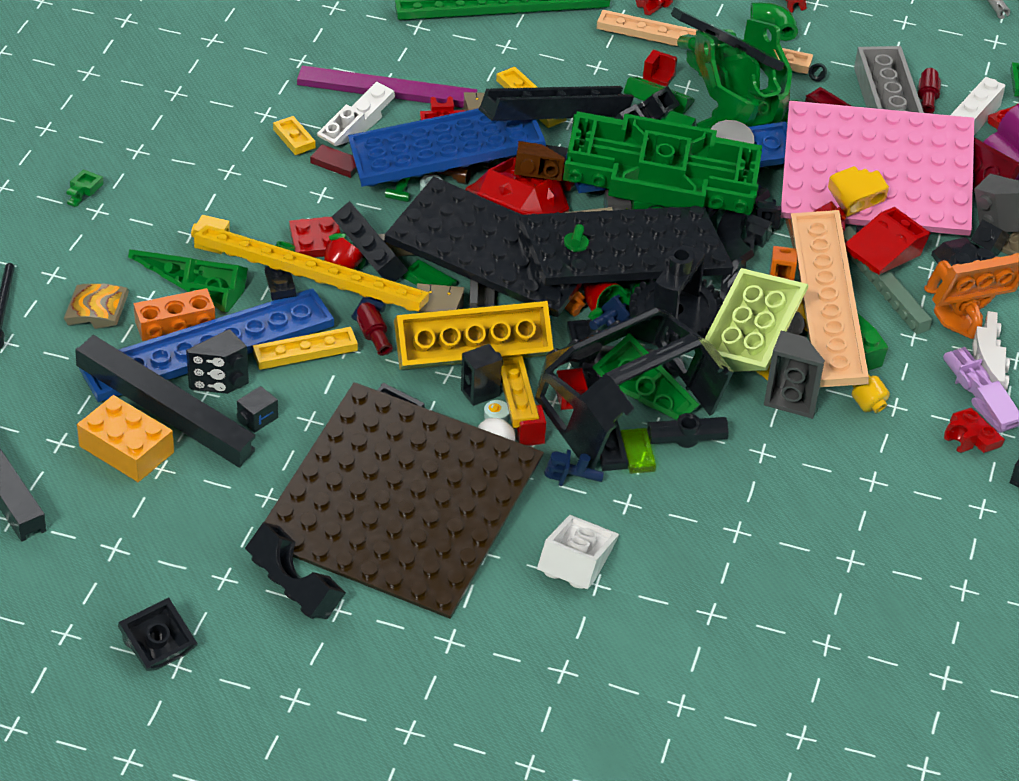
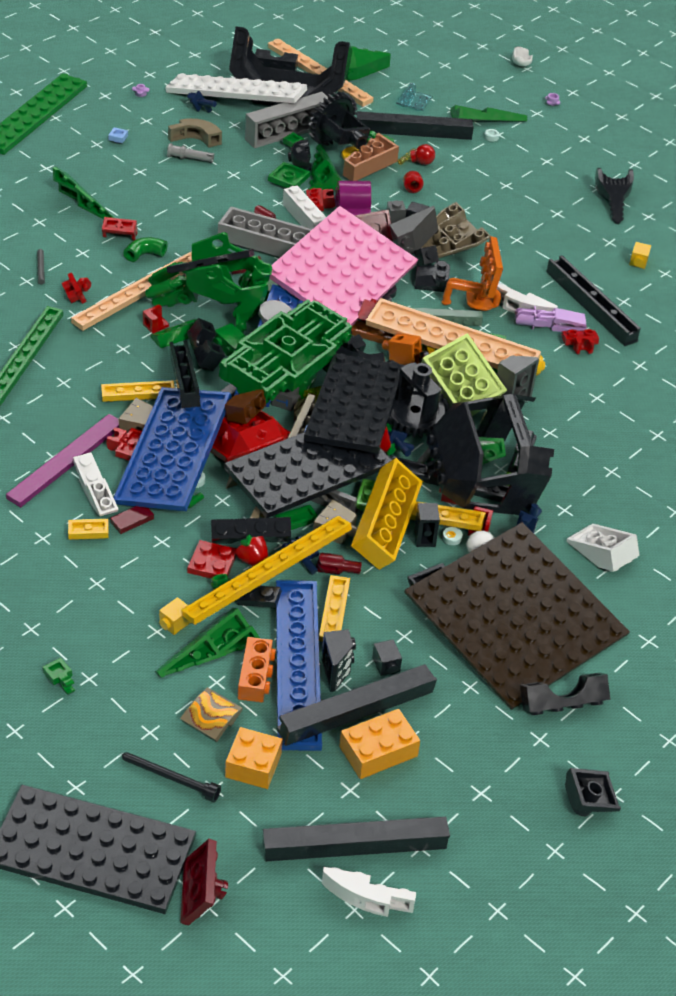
camera: 65 degrees left, 0 degrees up
(50, 350) = (253, 758): none -> light orange brick
(576, 241) = (356, 416): green plate -> none
(857, 189) = (366, 282): yellow piece -> none
(888, 241) = (412, 292): red slope -> none

